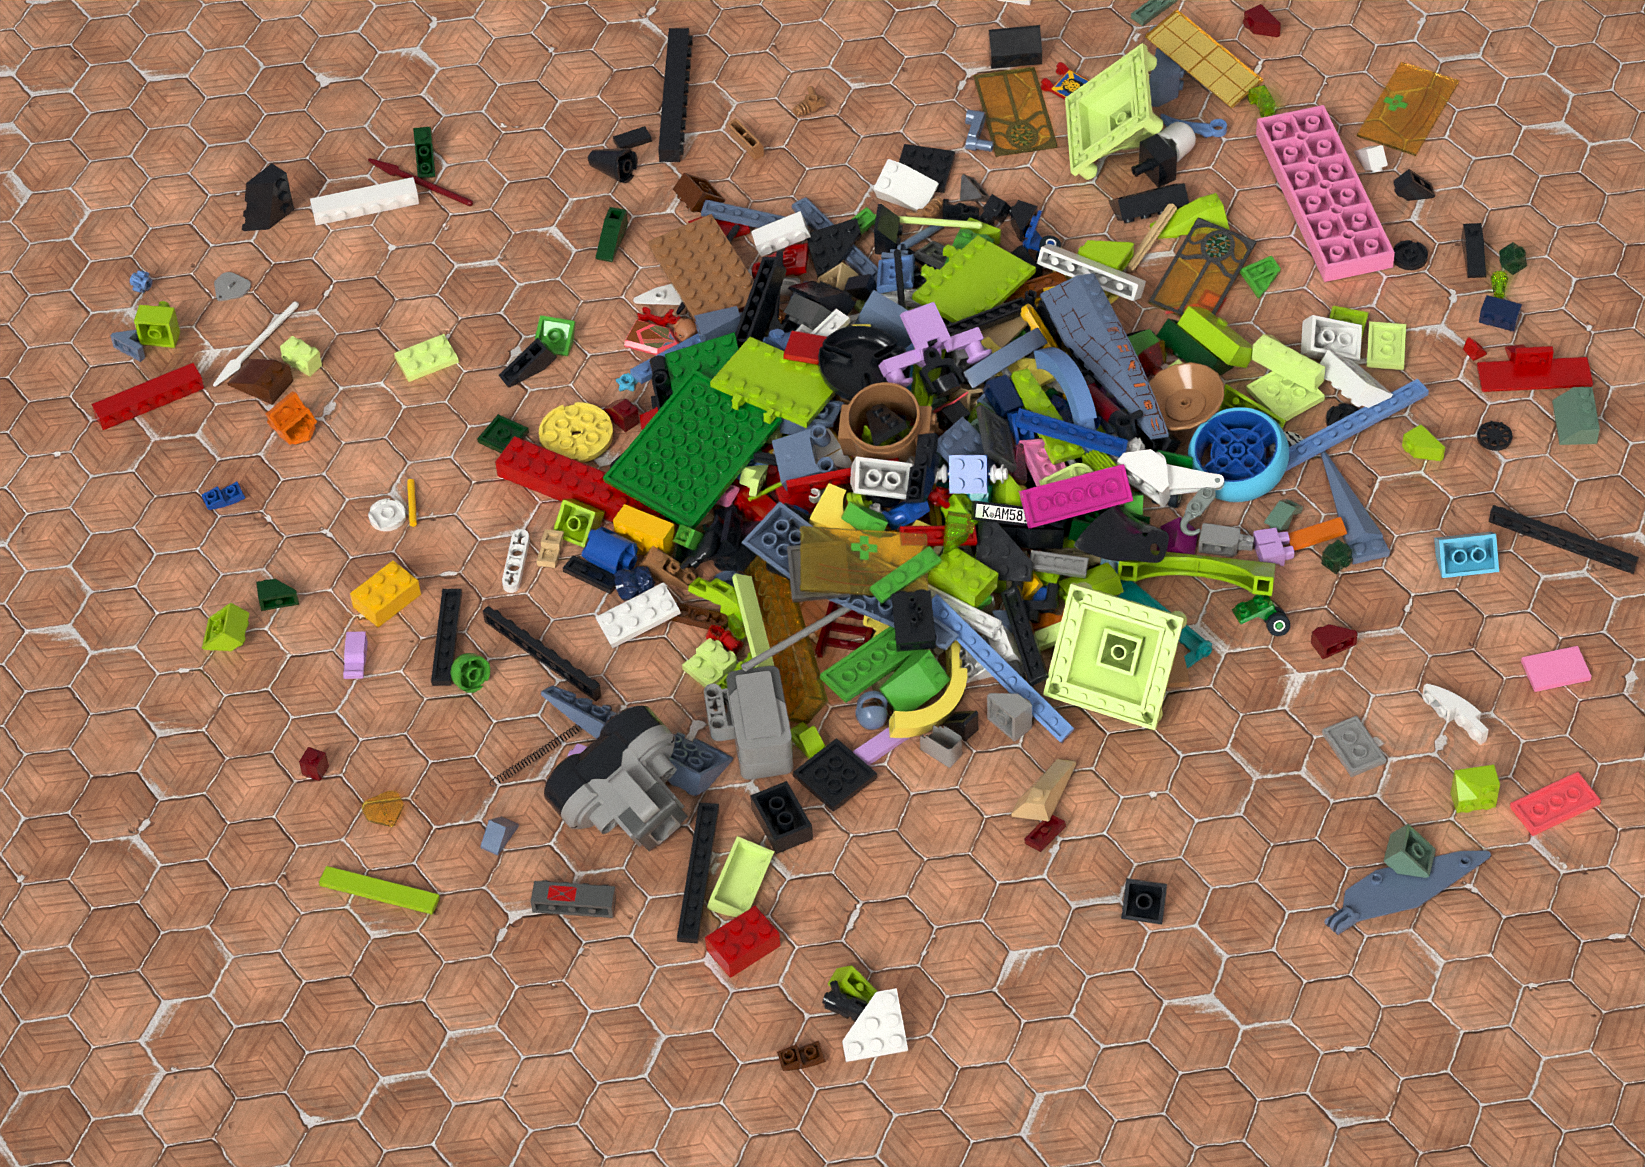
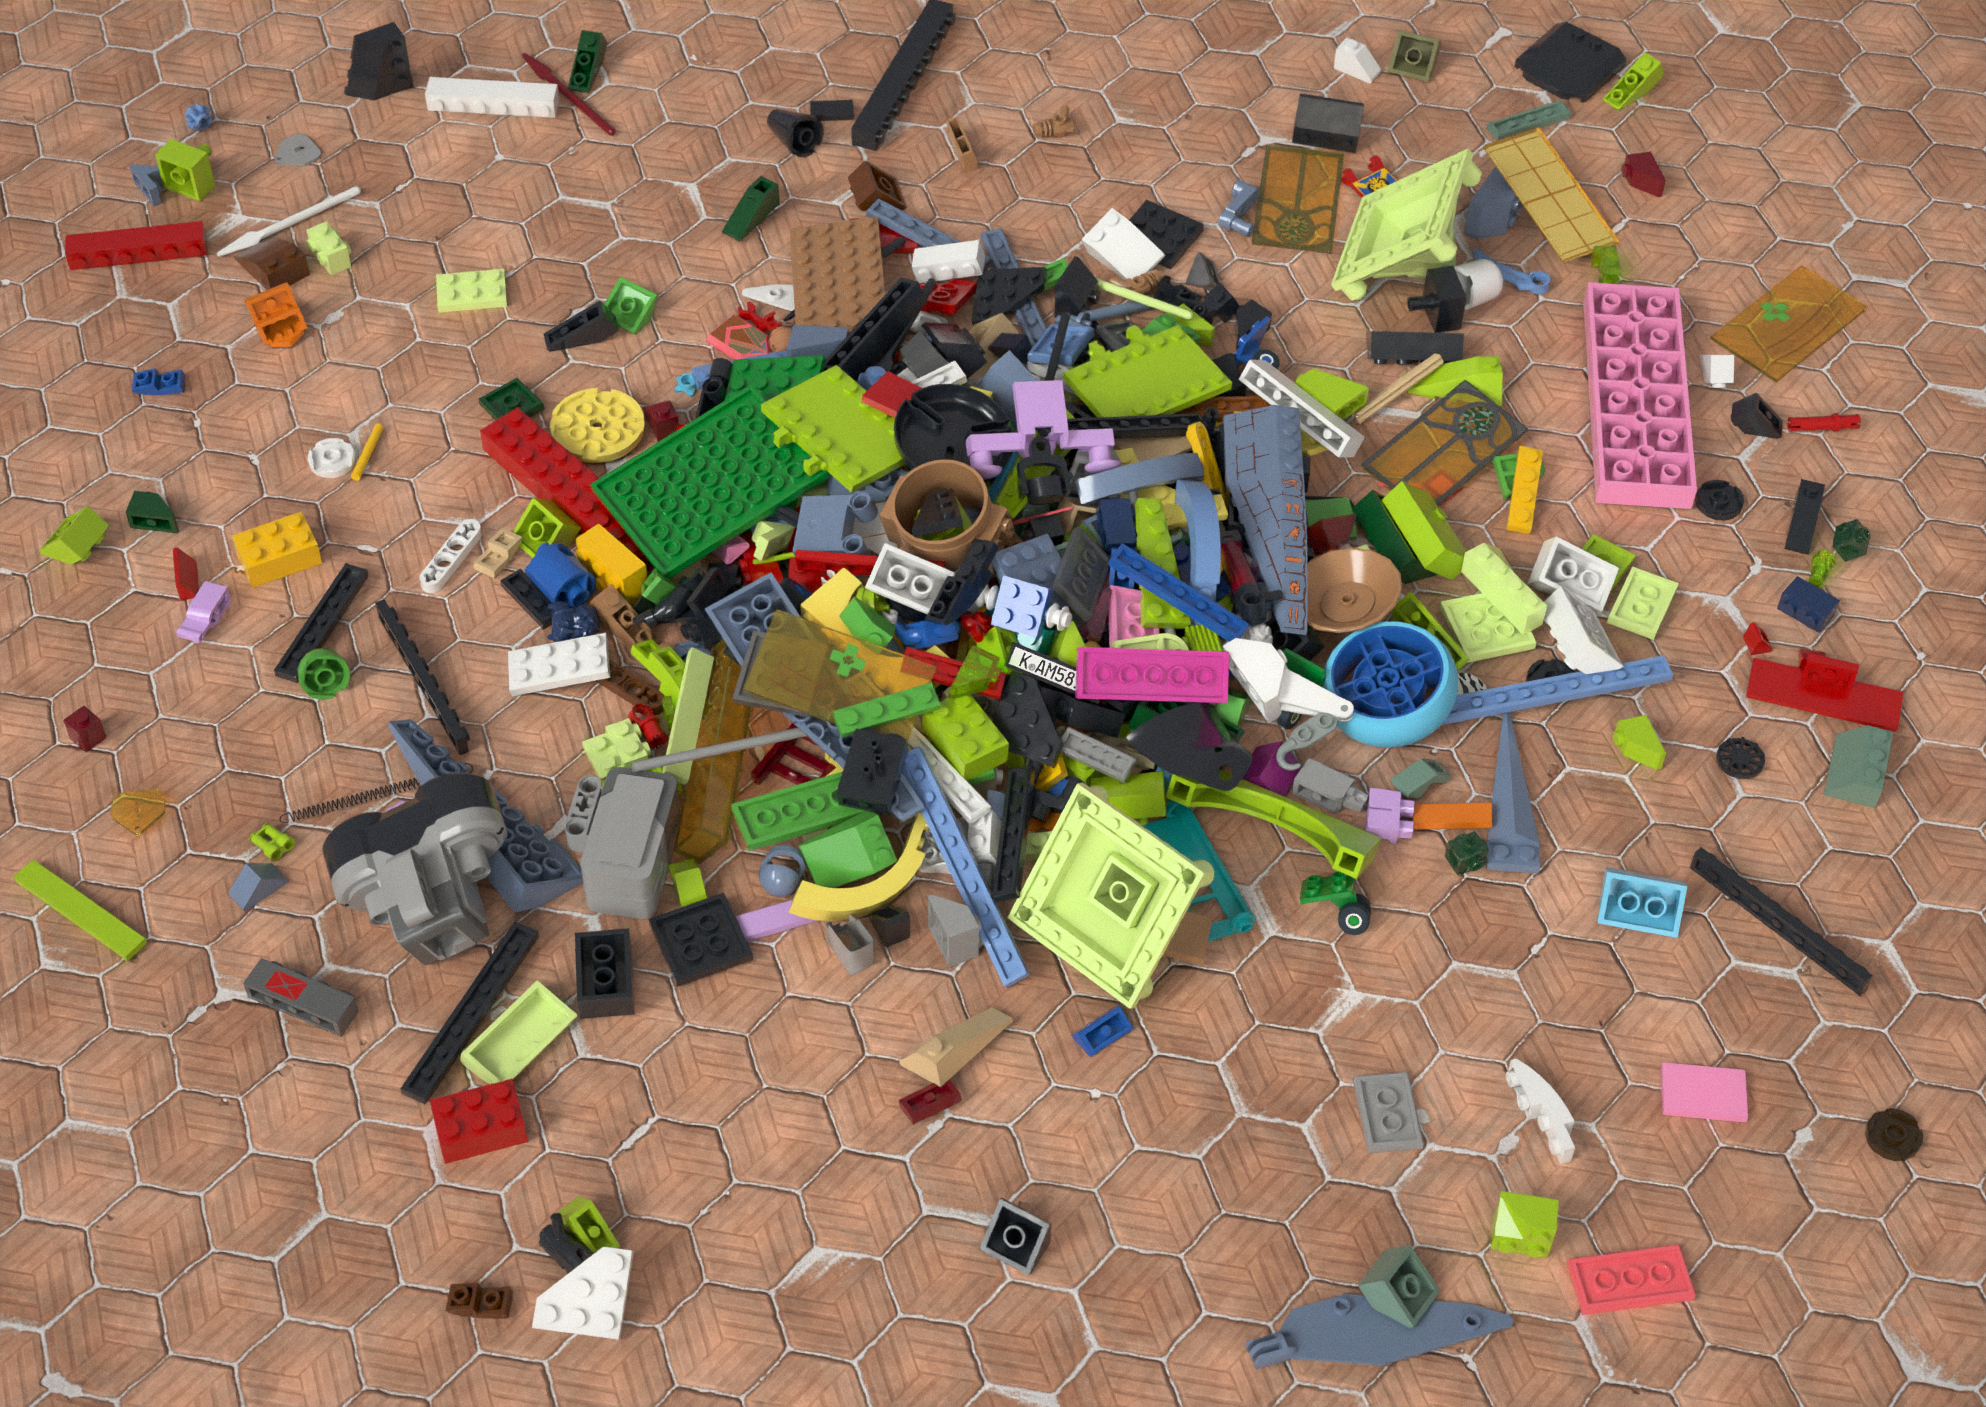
camera: 15 degrees right, 0 degrees up
(324, 633) = (185, 574): none -> red slope
(498, 805) = (275, 848): none -> lime piece
(1140, 751) = (1103, 1030): none -> blue slope
(1271, 287) = (1524, 490): none -> yellow plate
(1332, 640) = (1416, 961): dark red slope -> none
(1466, 175) = (1834, 422): none -> red pin

